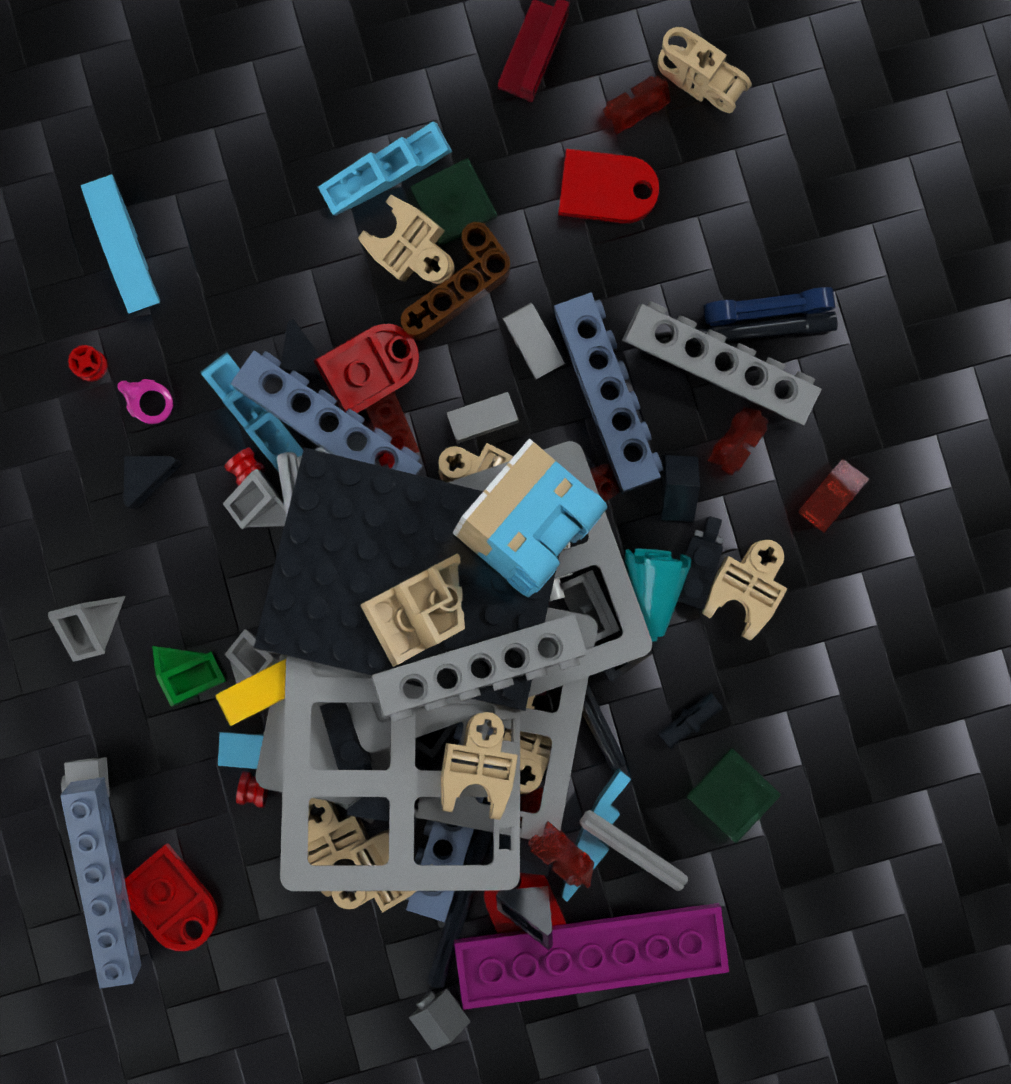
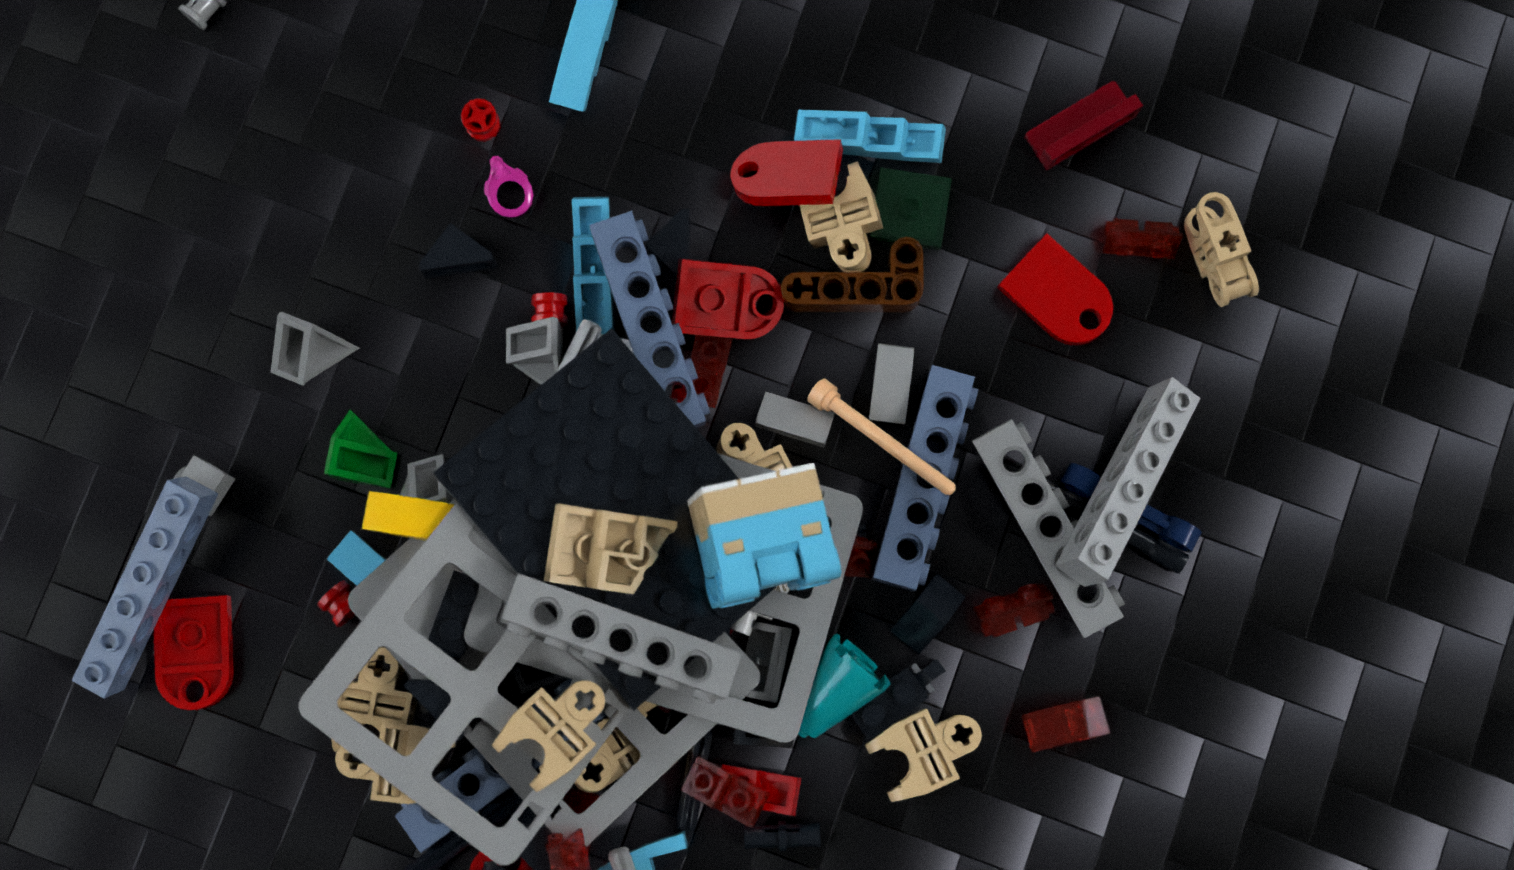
camera: 35 degrees right, 5 degrees down
(346, 239) = (788, 173): none -> red tile
(493, 385) = (825, 397): none -> light nougat piece
(628, 719) = (725, 791): none -> clear red slope
(650, 700) = (782, 788): none -> red slope
(757, 289) = (1127, 483): none -> light grey brick

